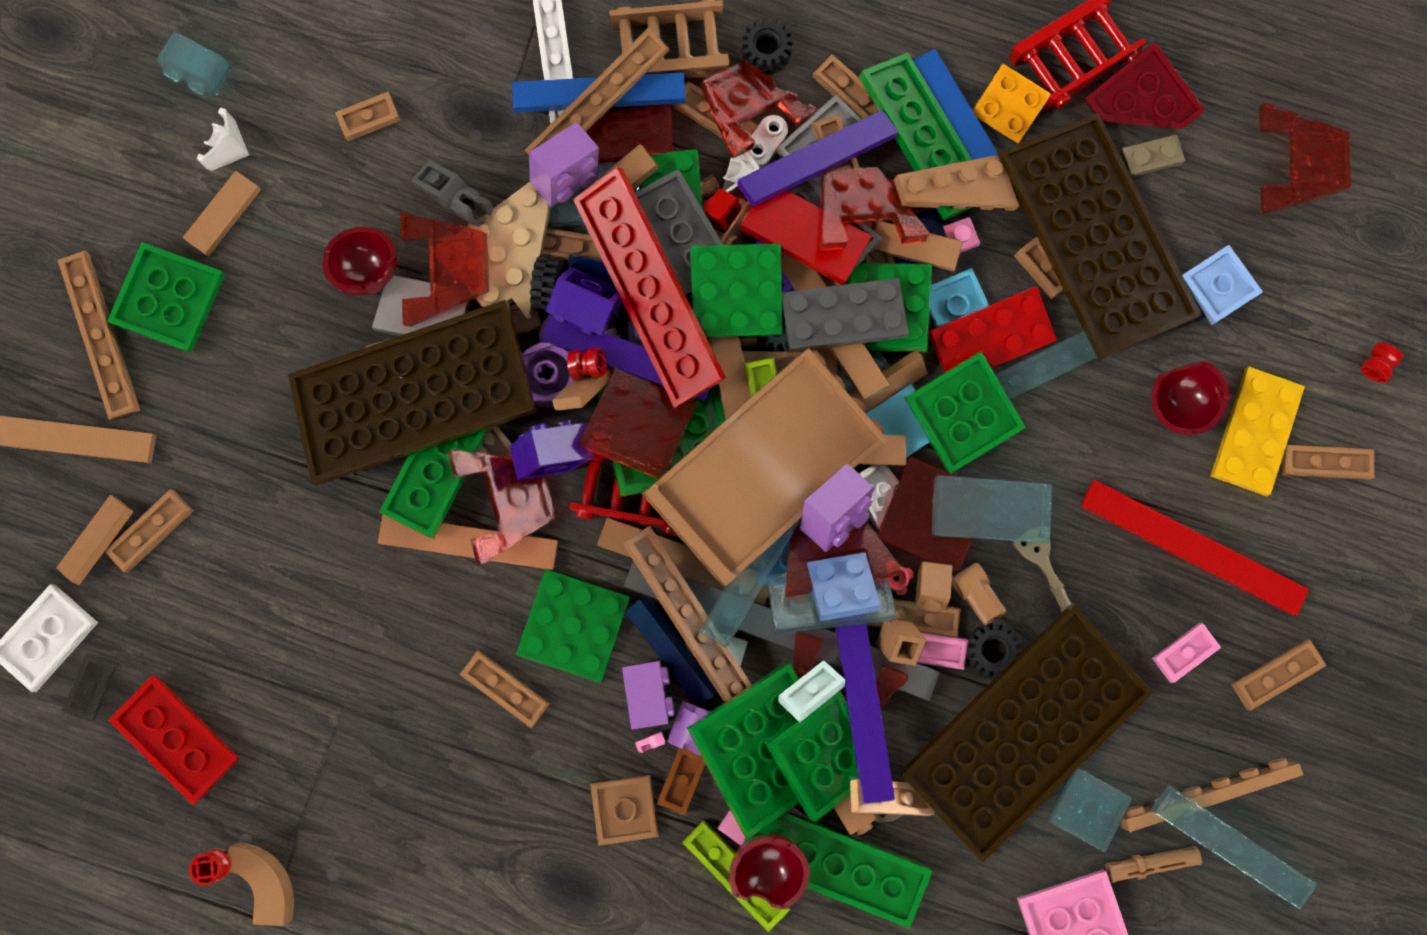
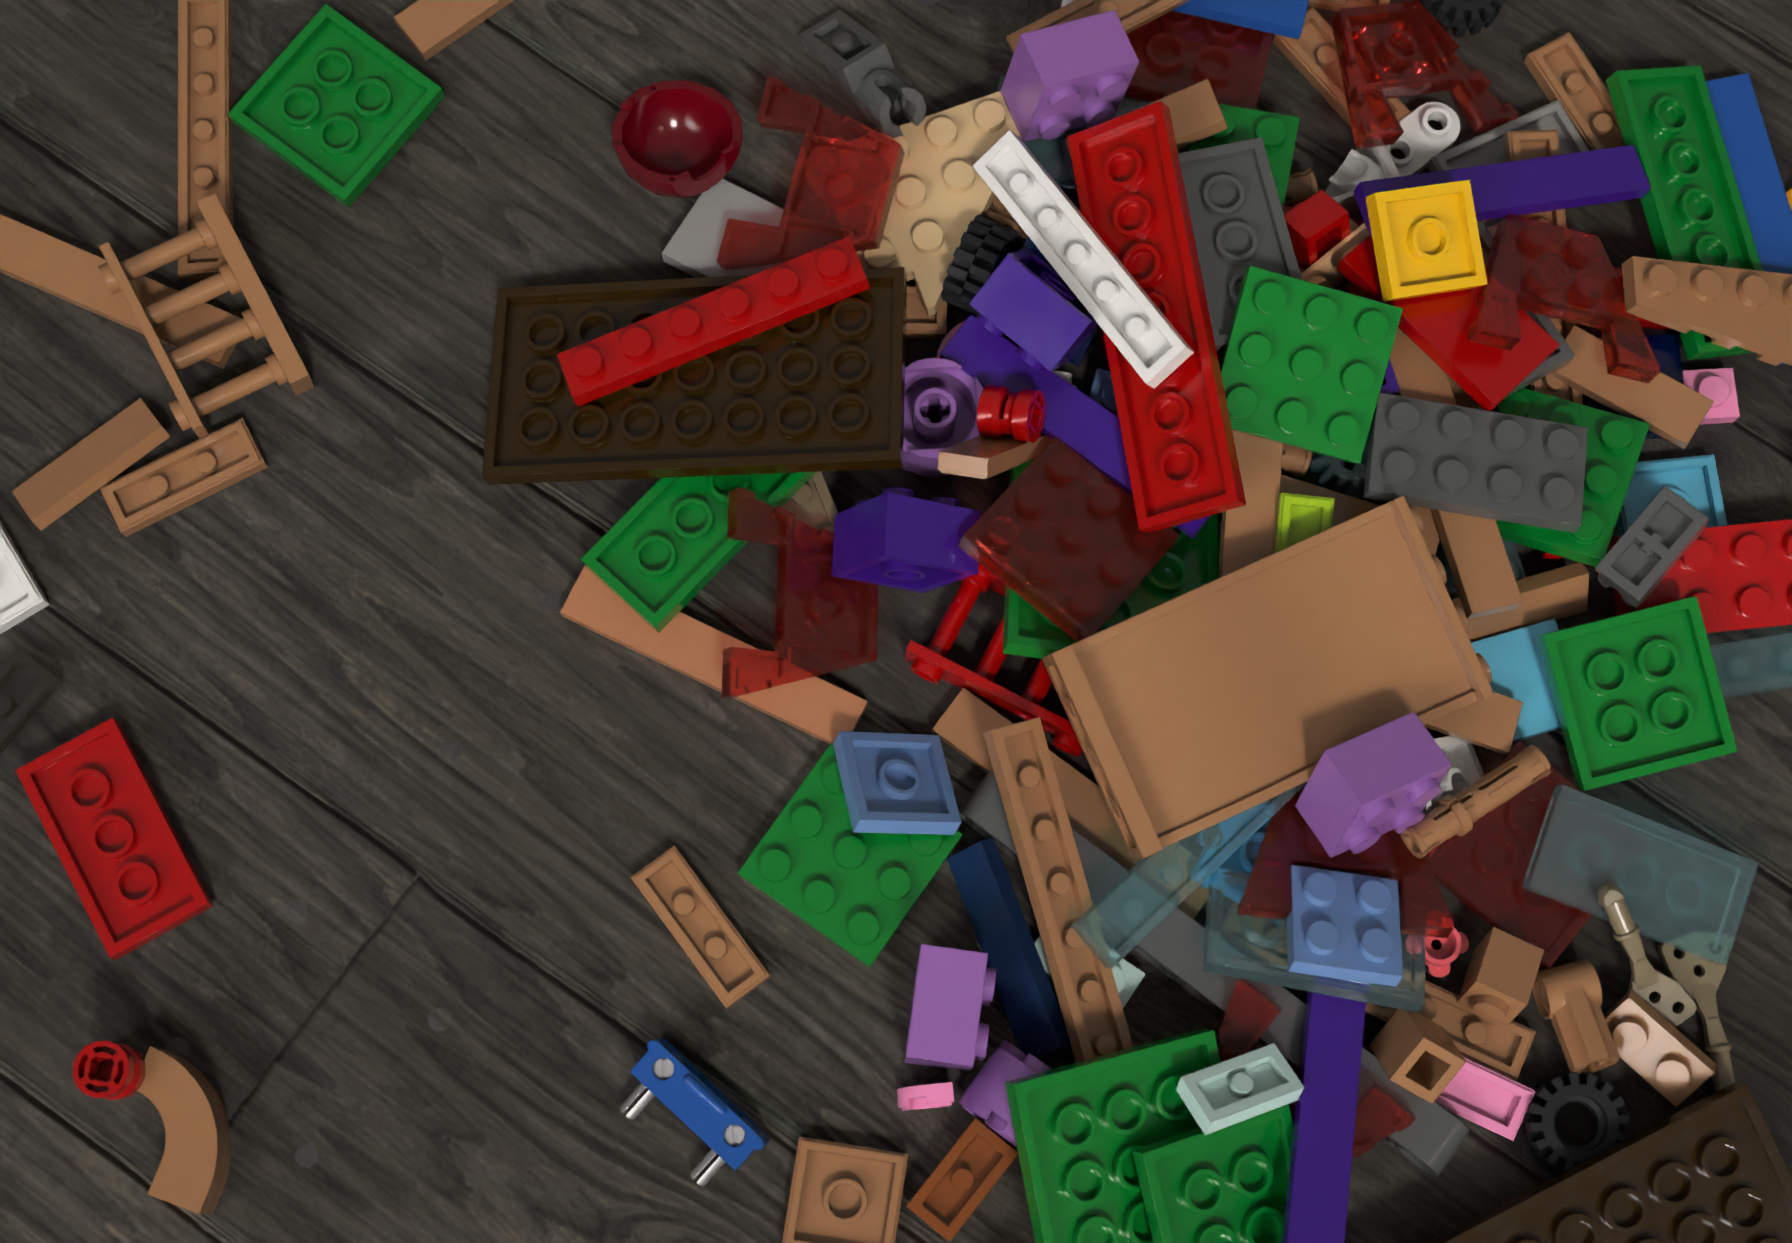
camera: 15 degrees right, 5 degrees down
(140, 412) = (235, 277): none -> medium nougat fence
(410, 360) = (713, 321): none -> red plate
(532, 784) = (698, 1105): none -> blue piece
(585, 582) = (896, 783): none -> medium blue plate
(600, 267) = (1083, 260): none -> white plate
(782, 201) = (1426, 240): none -> yellow plate
(888, 505) = (1457, 813): none -> medium nougat pin
(949, 333) = (1651, 547): none -> dark grey hinge
(1009, 563) = (1644, 977): none -> dark tan piece
(1025, 598) = (1657, 1049): none -> medium nougat plate

